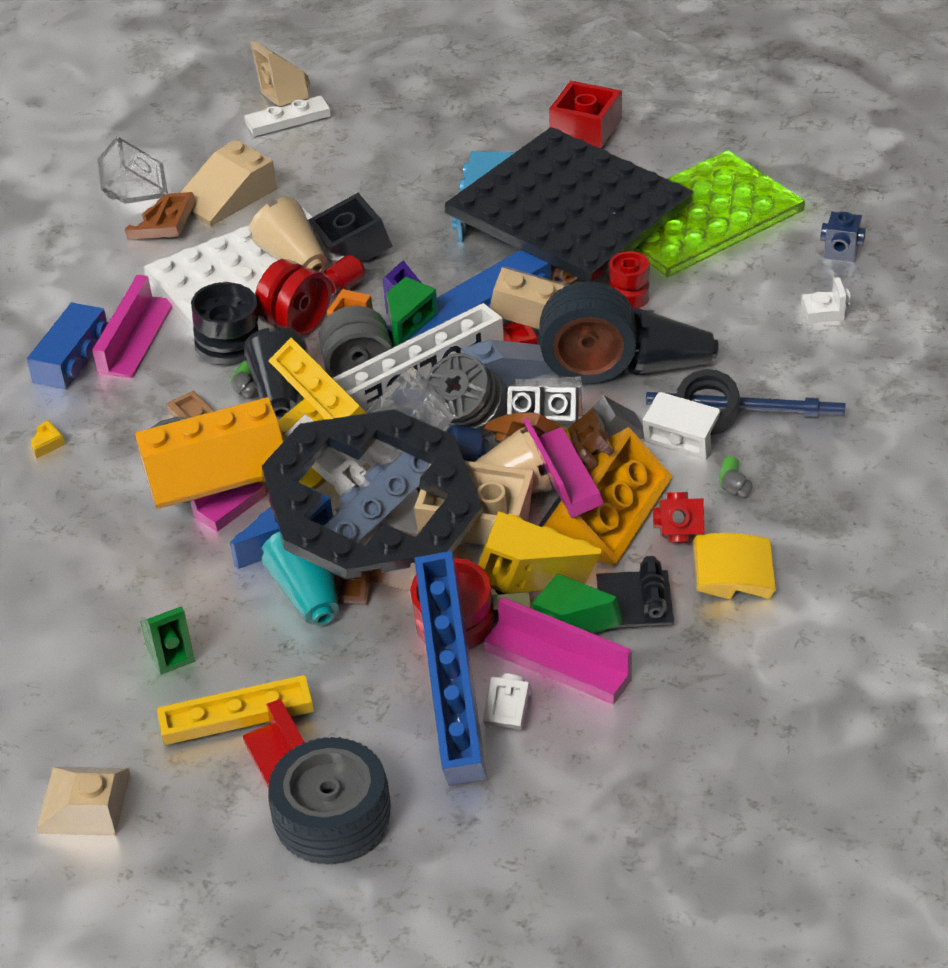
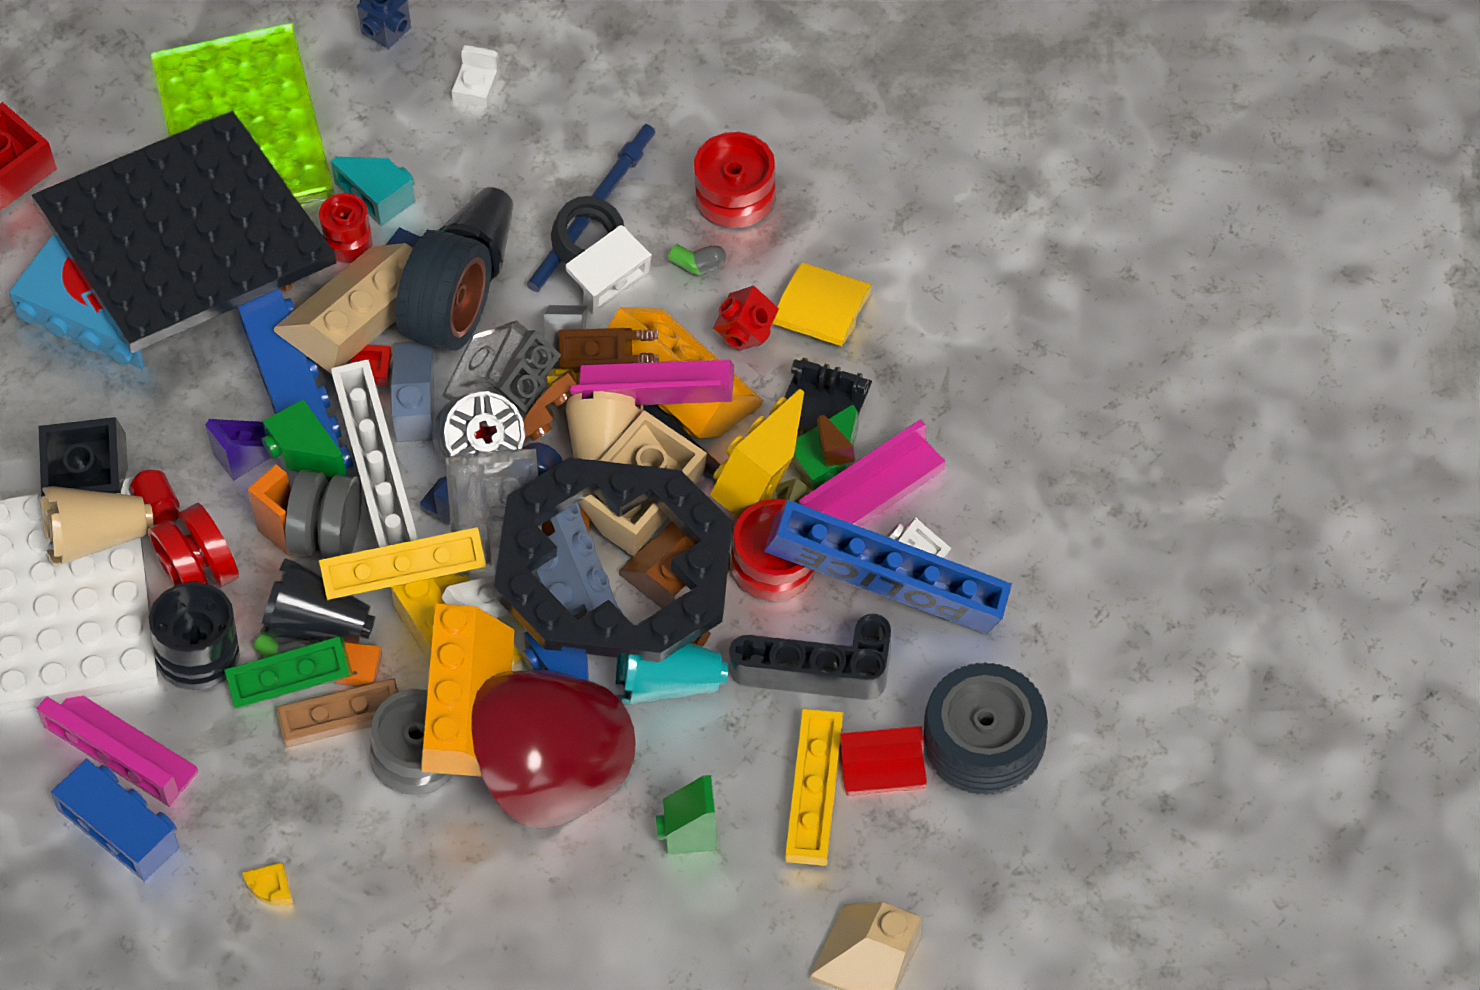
camera: 70 degrees left, 15 degrees up
(195, 522) = (550, 744): none -> dark red piece
(218, 380) = (288, 672): none -> green plate
(365, 702) = (811, 657): none -> black beam
(562, 590) = (834, 445): none -> reddish brown slope
(680, 286) = (377, 182): none -> teal slope
(819, 465) = (734, 179): none -> red wheel

